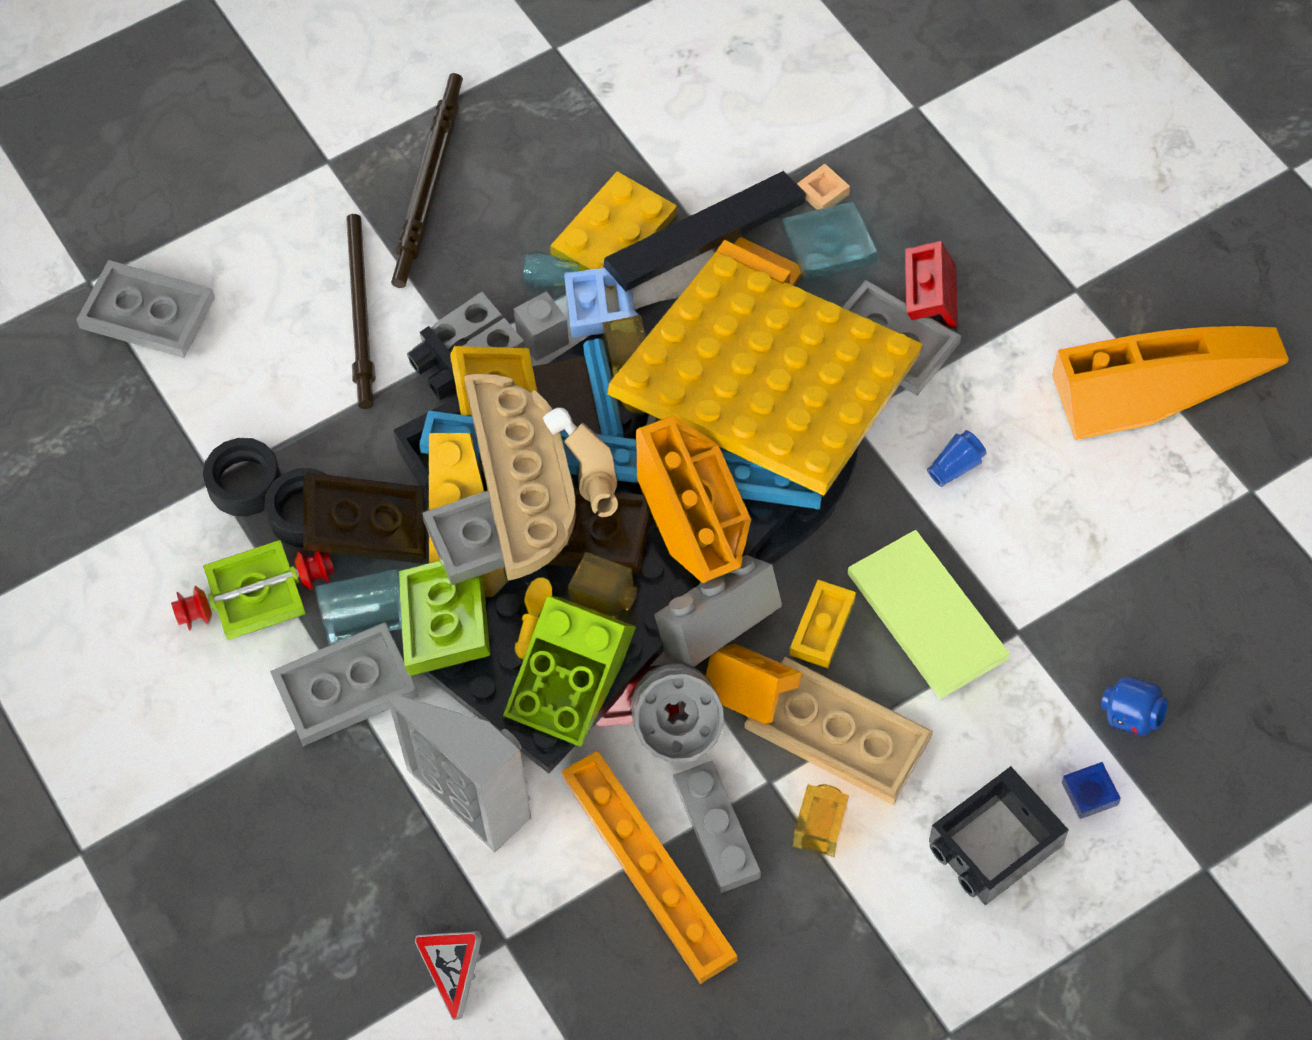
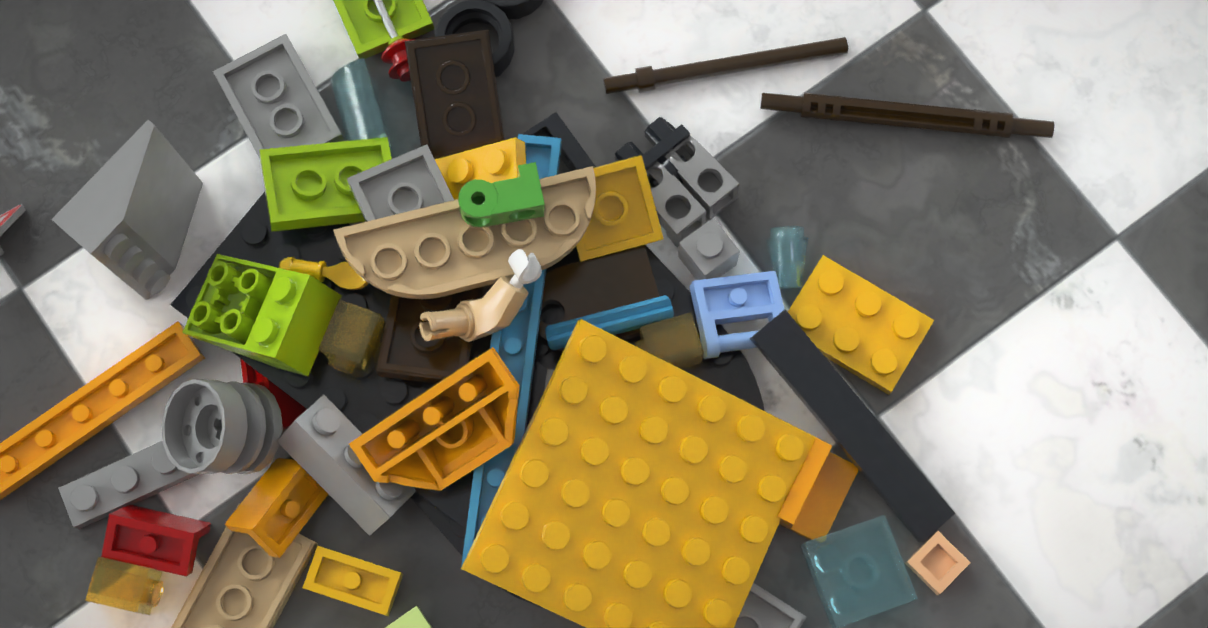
camera: 90 degrees right, 15 degrees up
(495, 441) = (503, 201): none -> bright green leg
(778, 787) = (153, 539): none -> red panel

